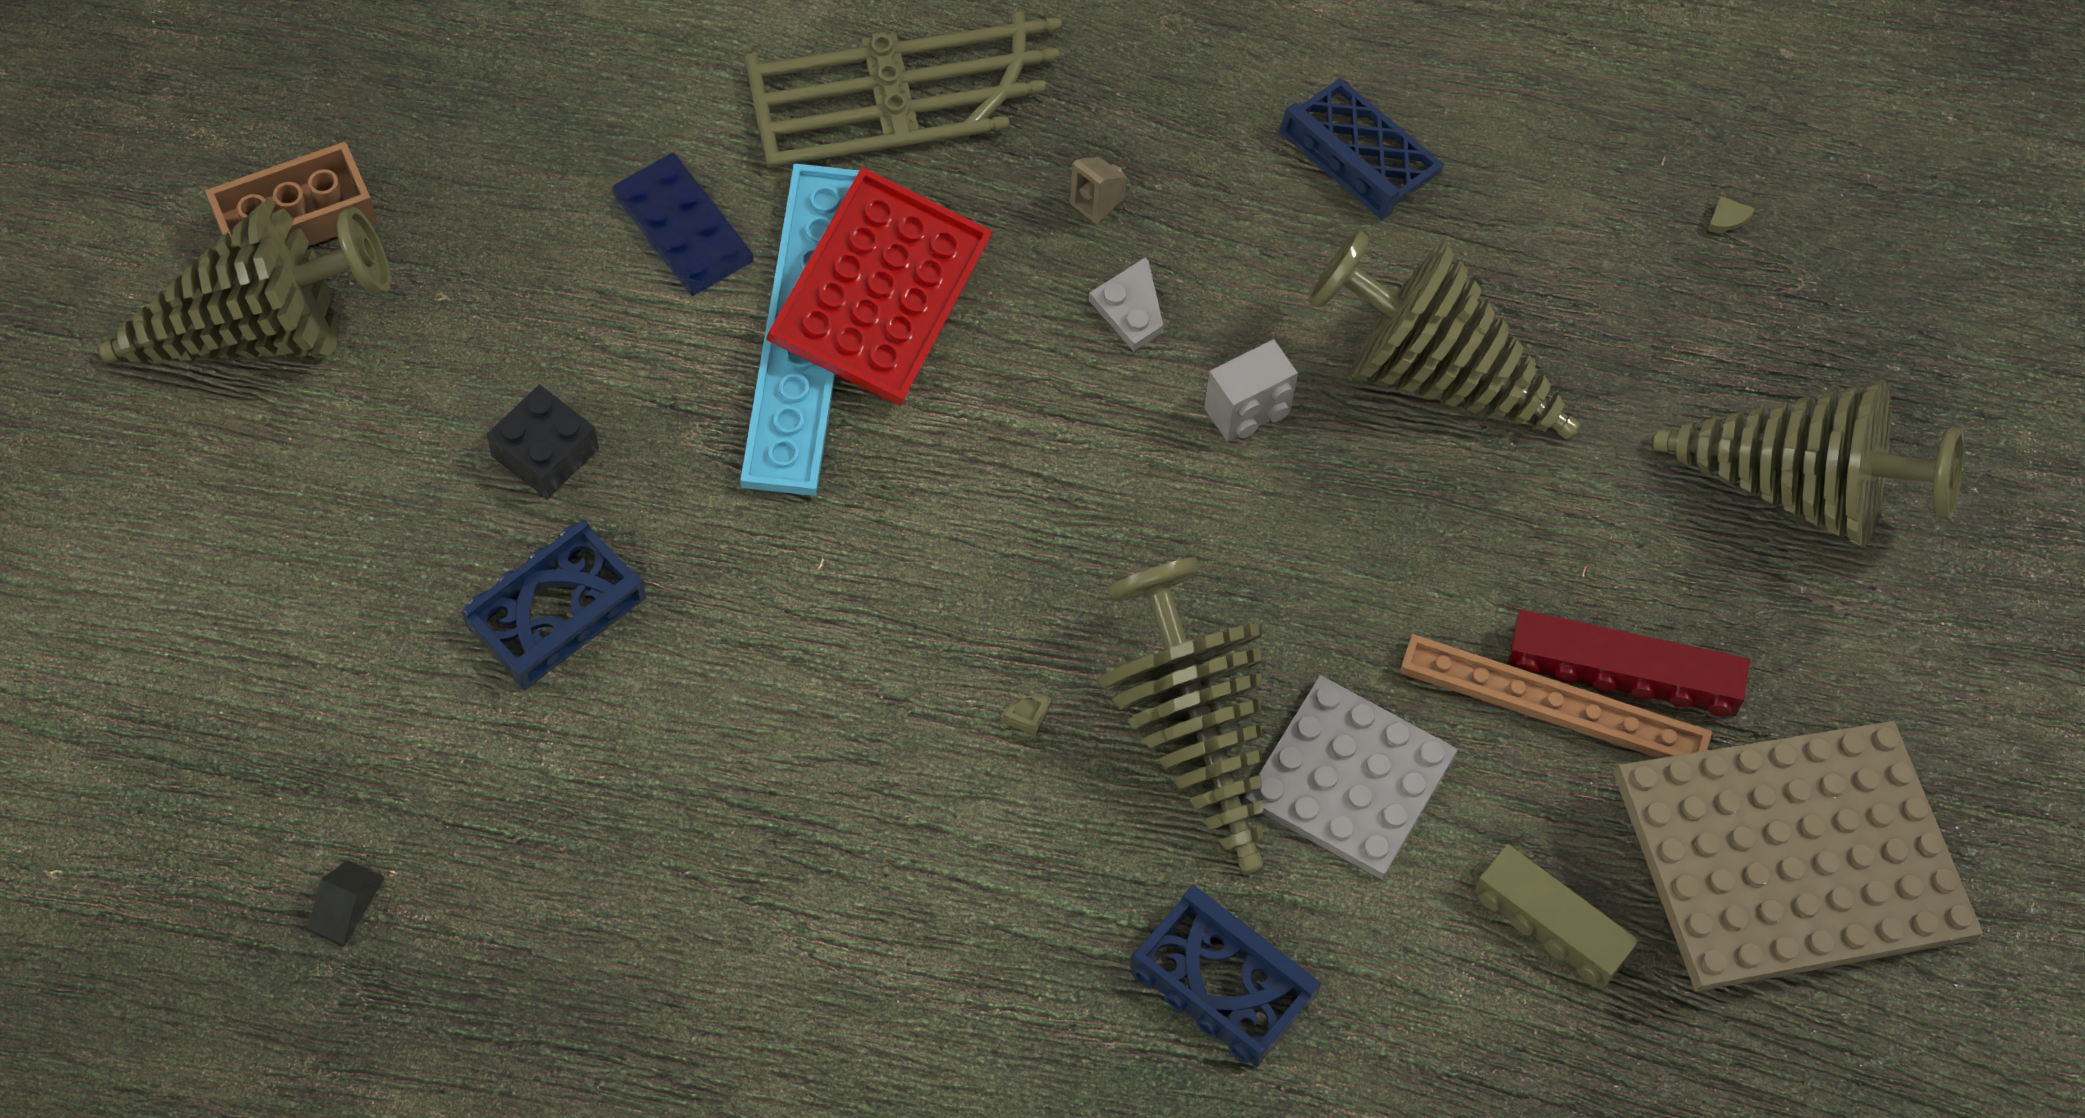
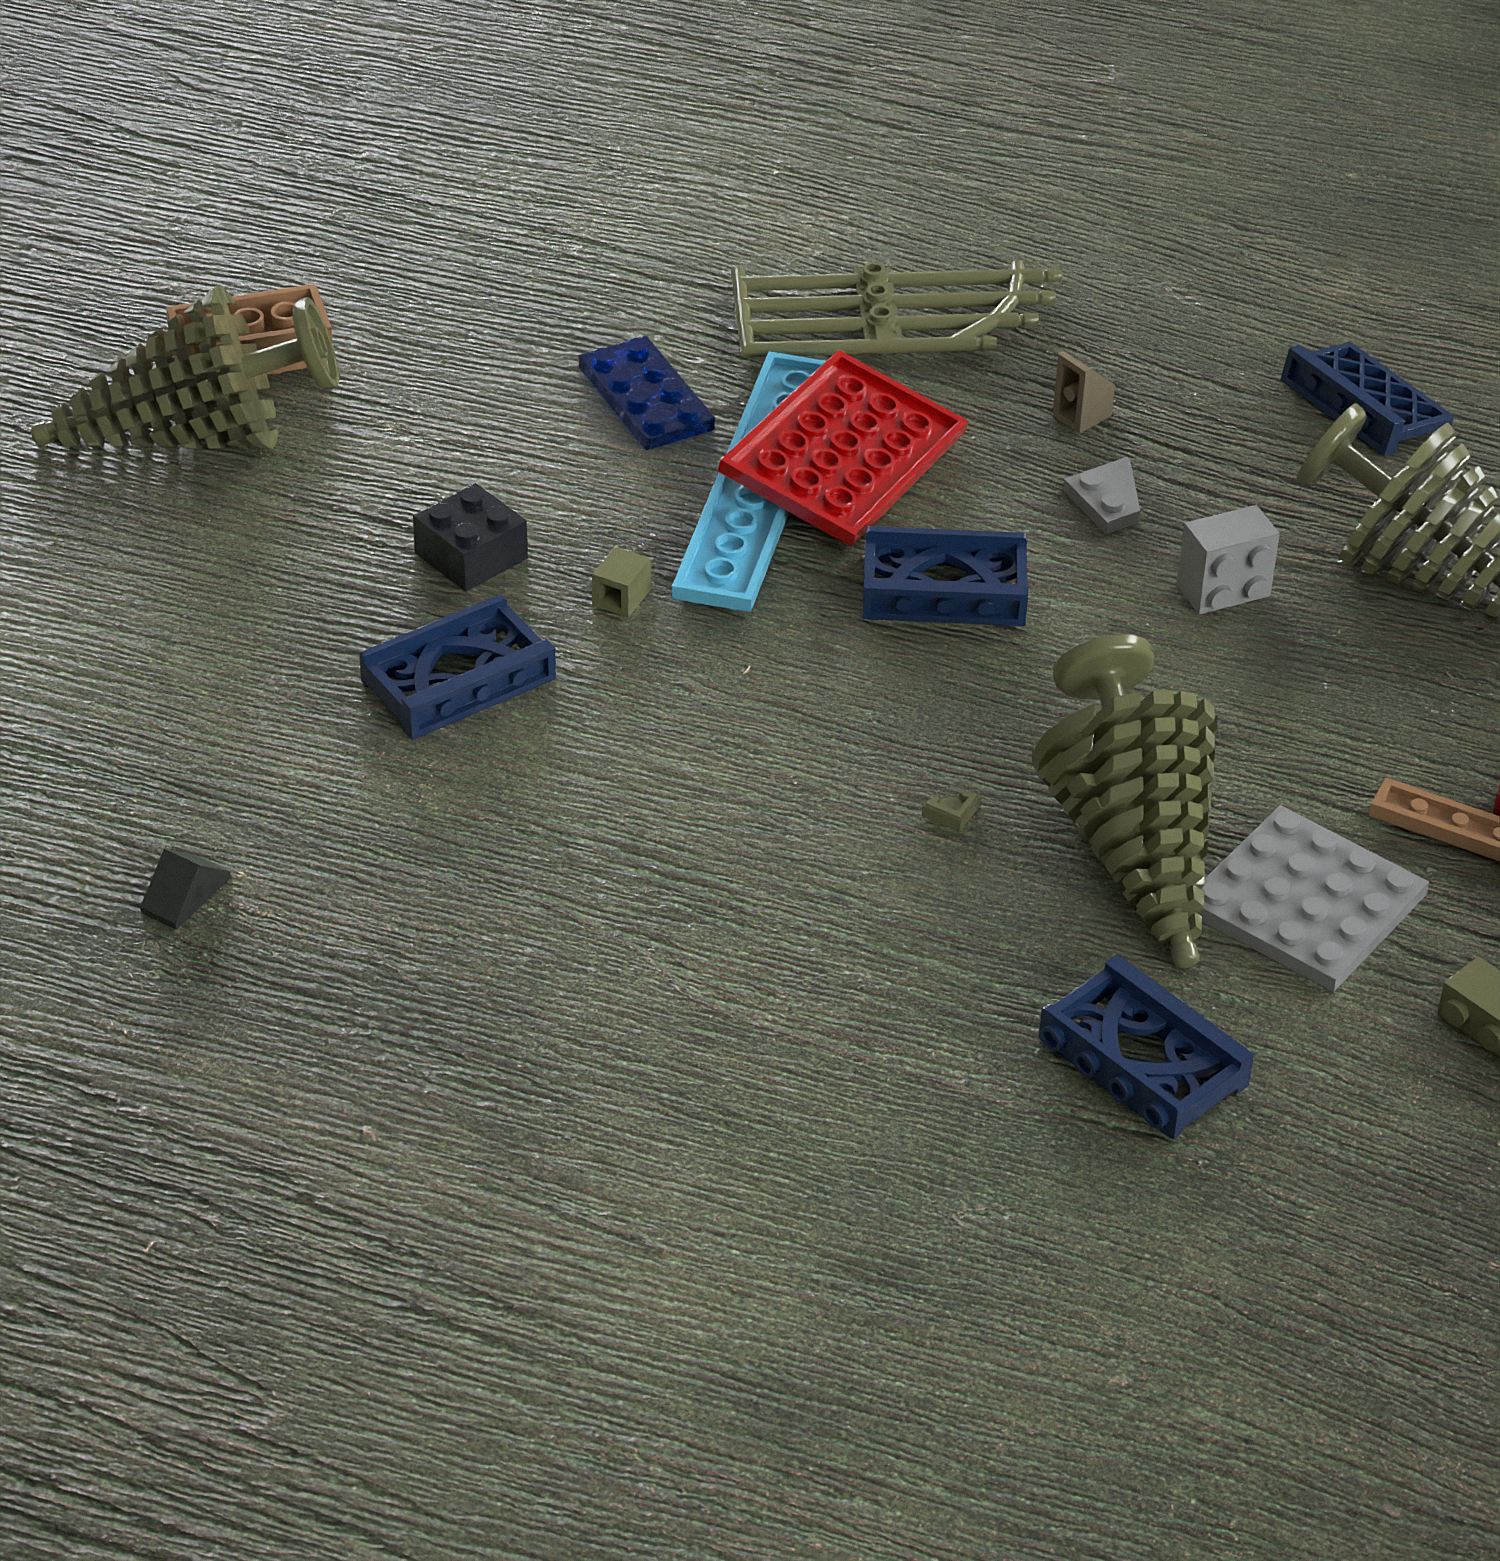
camera: 10 degrees right, 20 degrees down
(692, 478) = (621, 582): none -> olive brick
(971, 403) = (919, 598): none -> dark blue fence

